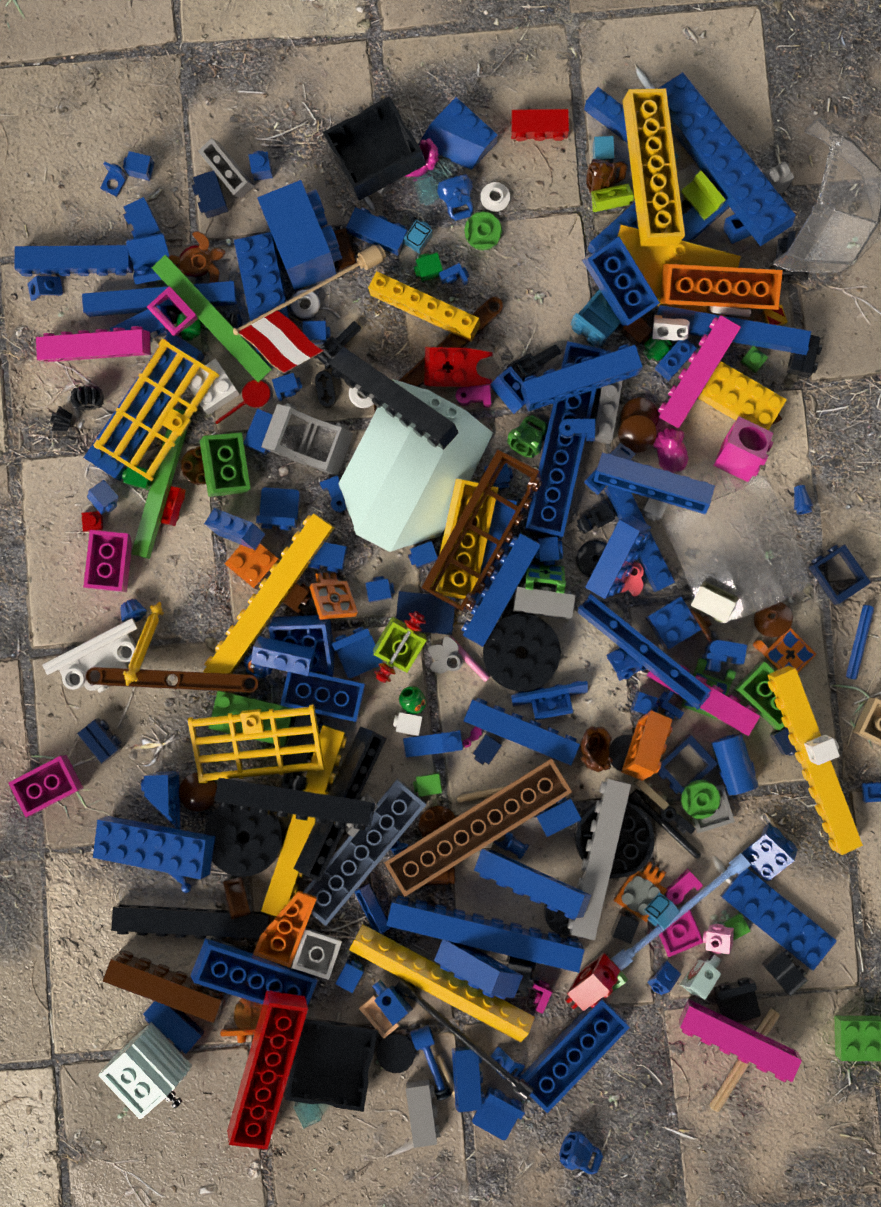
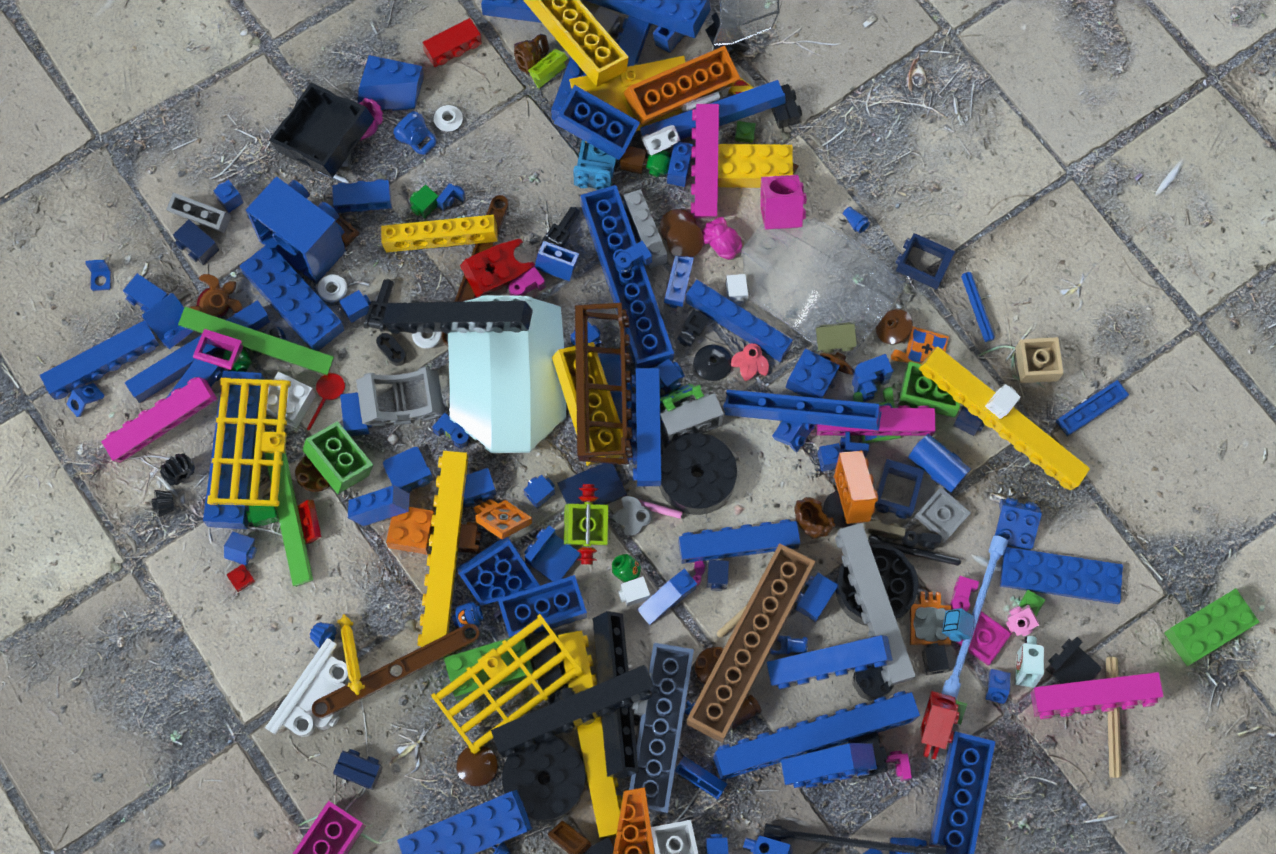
camera: 40 degrees left, 15 degrees down
(108, 561) = (276, 601): dark pink brick -> none
(138, 165) = (117, 252): blue brick -> none
(163, 793) = (440, 773): blue wedge -> none
(280, 338) = (327, 322): flag -> none
(283, 656) = (486, 591): blue brick -> none
(286, 386) = (355, 363): blue brick -> none
(418, 236) = (400, 182): dark azure brick -> none
(423, 555) = (561, 439): blue brick -> none
(425, 189) = (384, 141): clear light blue brick -> none
(427, 784) = (684, 634): bright green brick -> none
(441, 983) = (804, 806): yellow brick -> none
(483, 230) = (453, 150): bright green tile -> none
(527, 439) = (593, 292): bright green piece -> none
(550, 701) = (747, 500): blue bracket -> none
(581, 378) = (610, 214): blue brick -> none
(603, 148) = (517, 33): dark azure brick -> none
(618, 557) = (732, 342): blue brick -> none
(654, 483) = (724, 267): blue brick -> none
(700, 799) = (929, 508): bright green tile -> none
(703, 195) = (624, 24): lime panel -> none
(784, 971) = (1096, 617): black brick -> none

